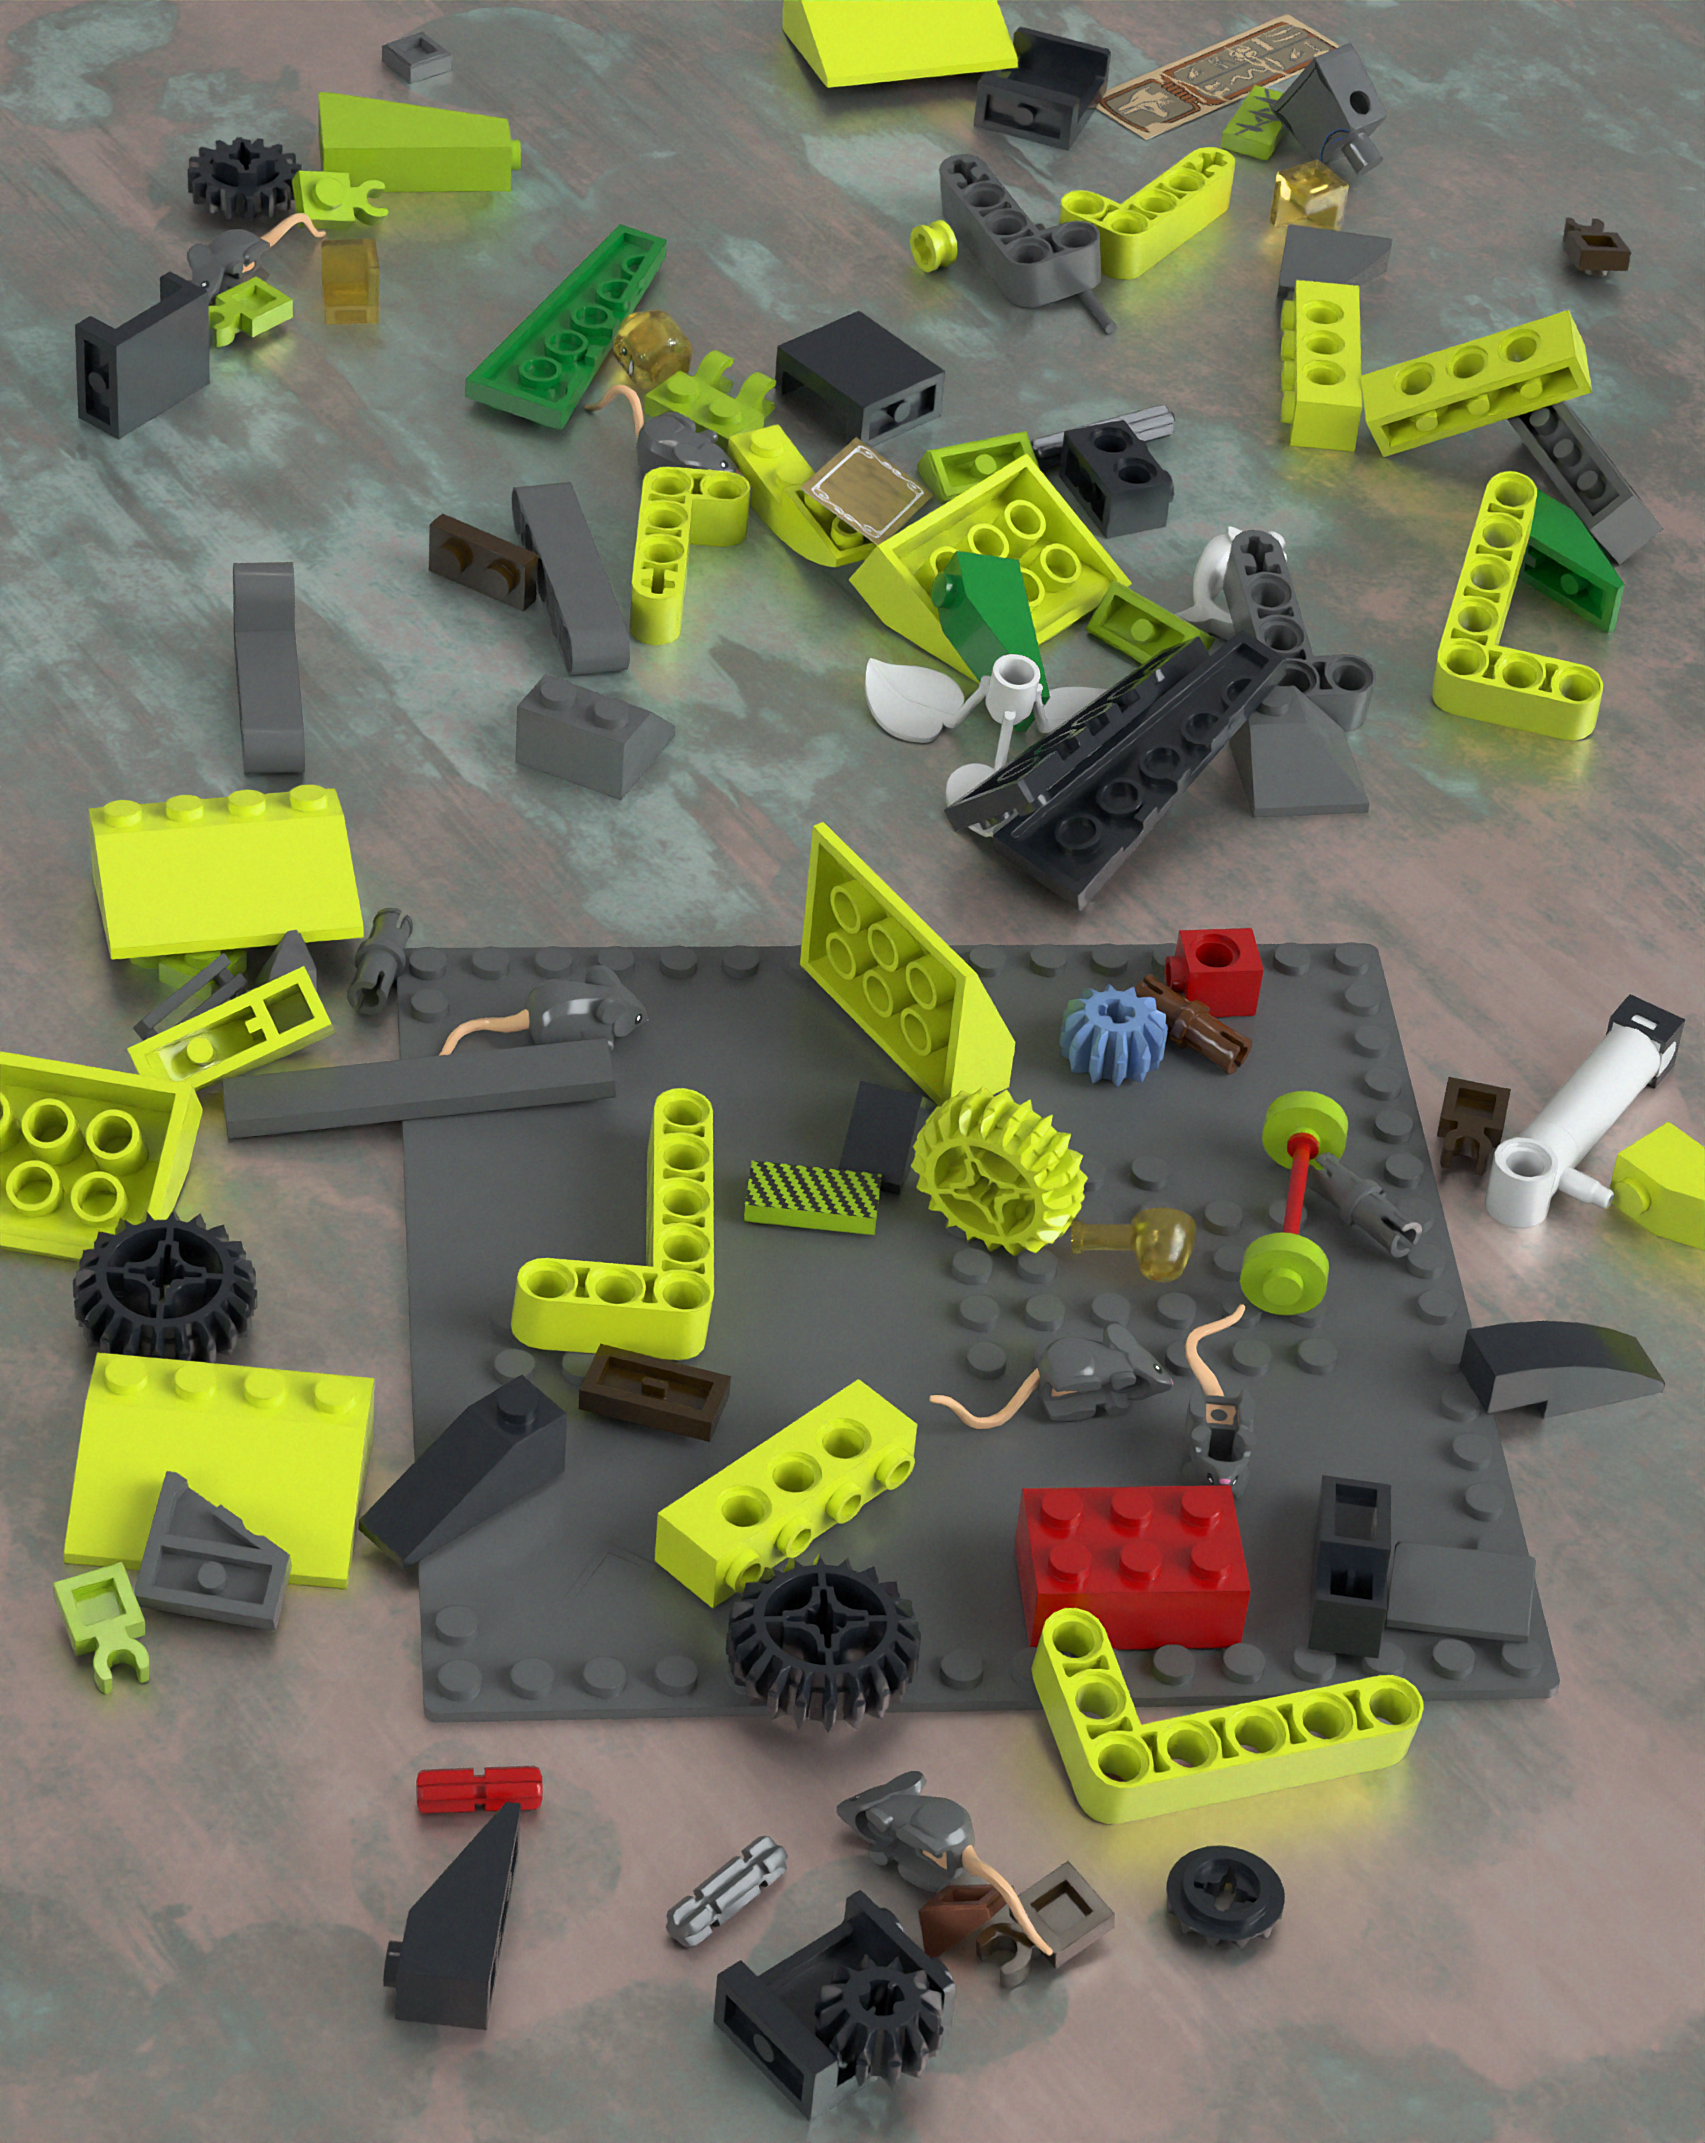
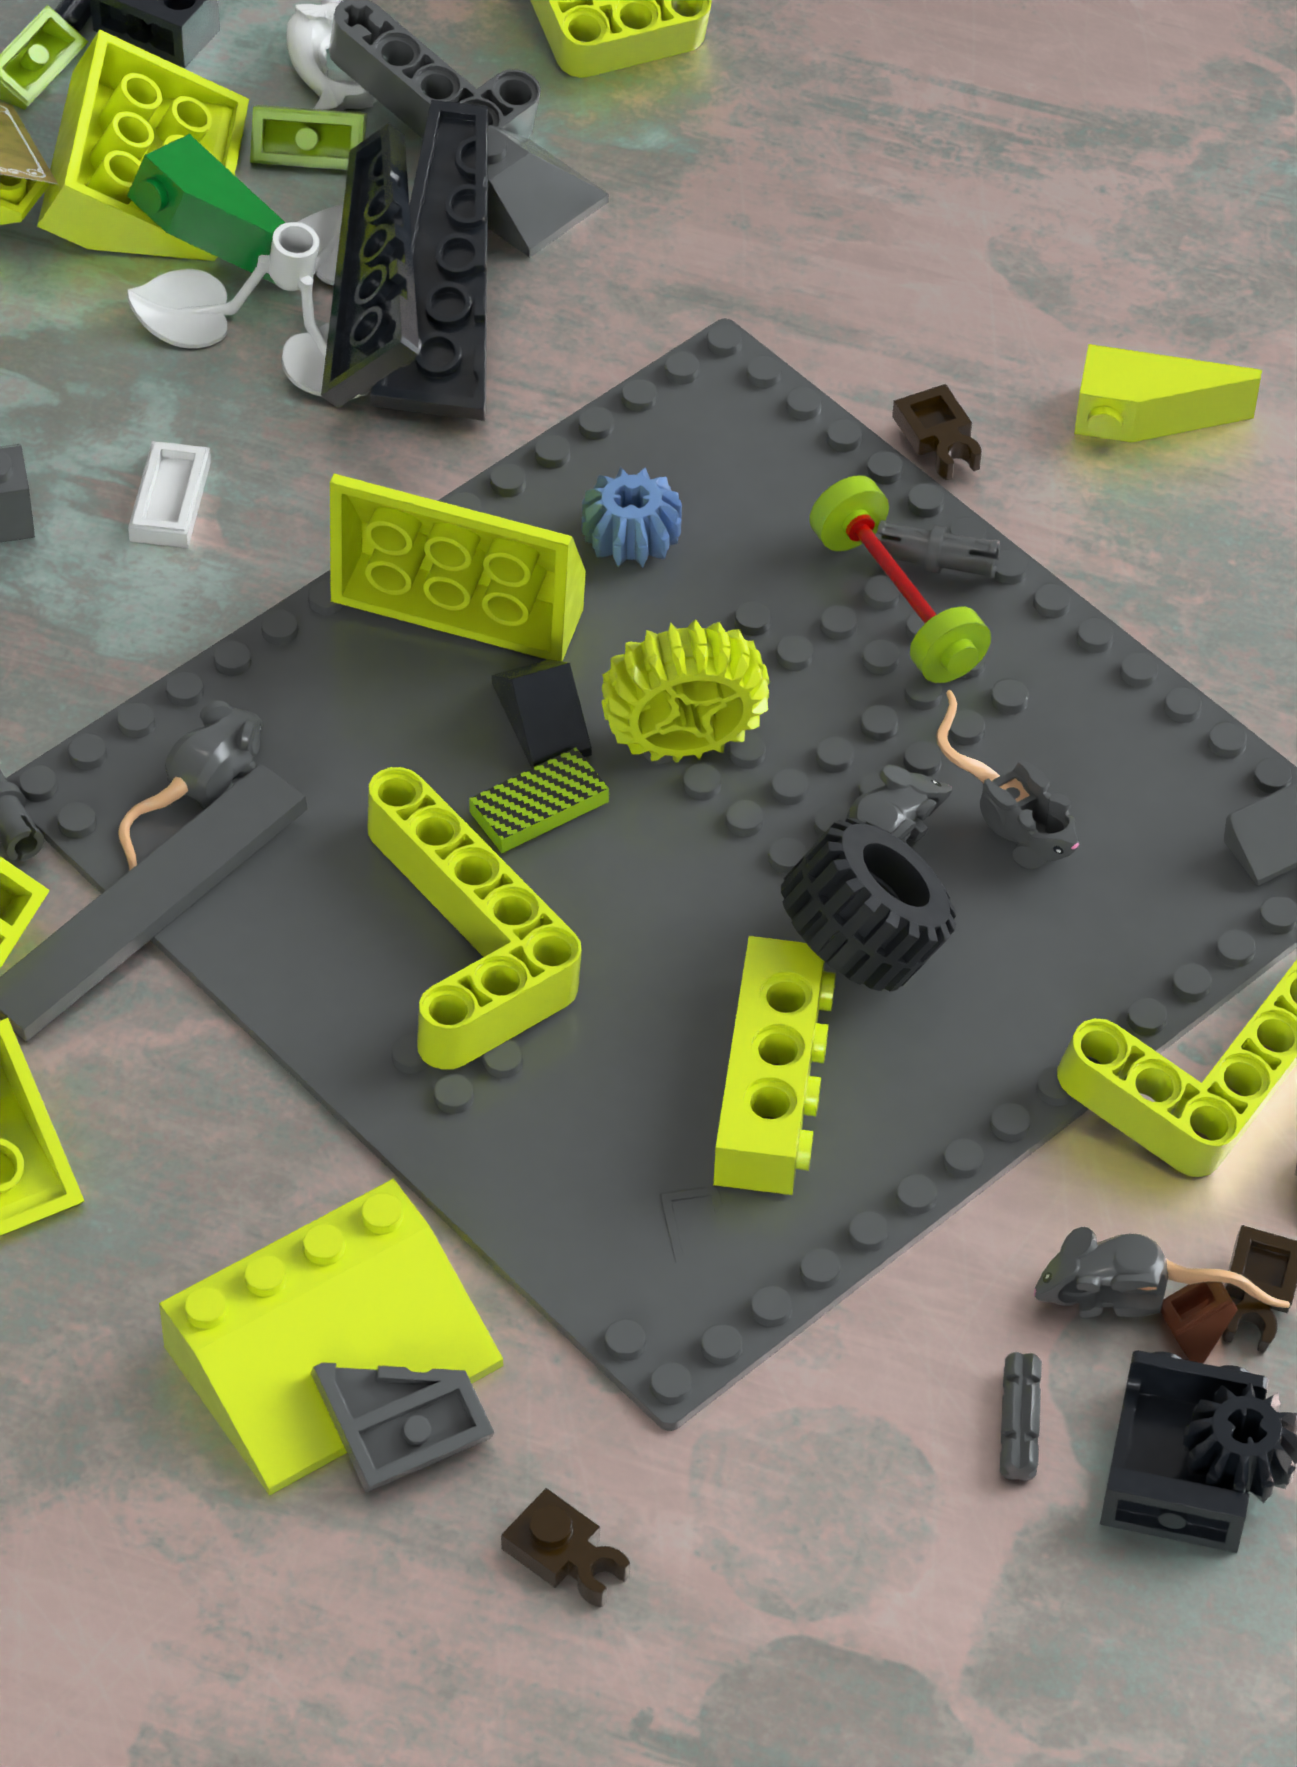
camera: 35 degrees left, 10 degrees up
(103, 1617) = (361, 1520): lime plate -> none
(127, 1277) = (130, 1247): black gear -> none
(244, 1740) = (561, 1542): none -> dark brown plate
(457, 1932) = (888, 1599): black slope -> none
(459, 1789) = (760, 1469): red piece -> none
(470, 1472) = (526, 1210): black slope -> none
(654, 1392) = (591, 1045): dark brown plate -> none
(757, 824) = (169, 494): none -> white tile
(823, 1643) = (918, 1193): black gear -> none
(980, 1411) = (868, 905): none -> black tyre
(1139, 1559) = (1066, 957): red brick -> none
(1158, 1236) = (830, 674): clear yellow bar -> none
(1195, 1027) = (682, 471): reddish brown pin -> none
(1217, 969) = (655, 415): red brick -> none
(1350, 1567) = (1203, 855): black slope -> none
(1543, 1159) = (1008, 376): white piece -> none
(1555, 1366) = (1180, 599): black slope -> none

